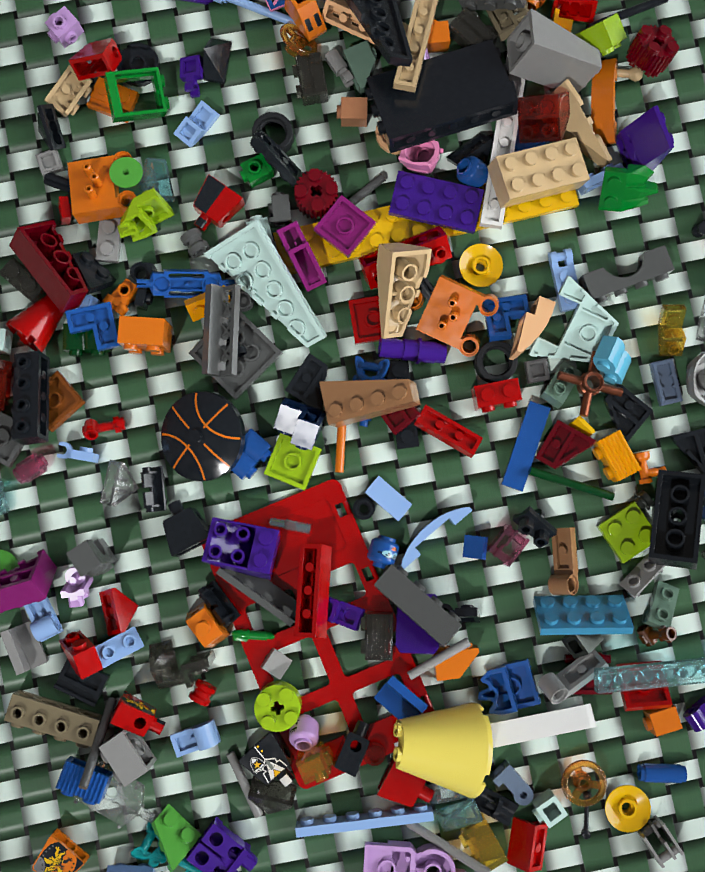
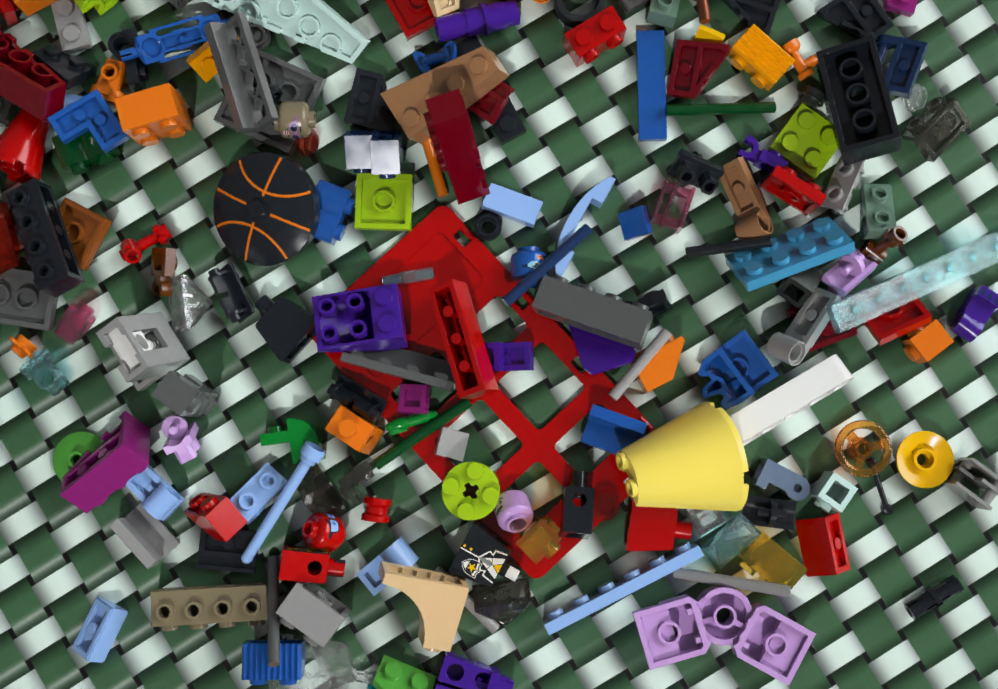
camera: 15 degrees left, 0 degrees up
(74, 509) = (143, 347): none -> light grey brick
(83, 454) = (132, 283): light blue plate -> none
(110, 452) = (162, 268): none -> reddish brown plate
(117, 610) = (240, 451): red slope -> none
(157, 695) = (323, 532): none -> red head
(167, 618) = (297, 434): none -> green brick
(168, 636) = (310, 455): none -> light blue piece
(223, 778) = (438, 598): none -> tan arch
(248, 378) = (295, 119): none -> dark tan head
(252, 394) = (307, 145): none -> clear red plate
(257, 647) = (422, 433): none -> dark green bar
(260, 620) = (414, 399): none -> magenta plate
(360, 446) = (456, 145): none -> dark red wedge
(378, 636) = (558, 365): clear smoke brick -> none
(397, 557) = (546, 265): none -> dark blue bar
(448, 431) = (554, 100): red plate -> none
(540, 592) = (729, 246): none -> black piece
(593, 537) = (762, 159): none -> dark purple plate
(599, 563) = (786, 186): none -> red plate
(621, 647) = (848, 273): none -> lavender hips
(661, 773) = (949, 404): blue piece -> none

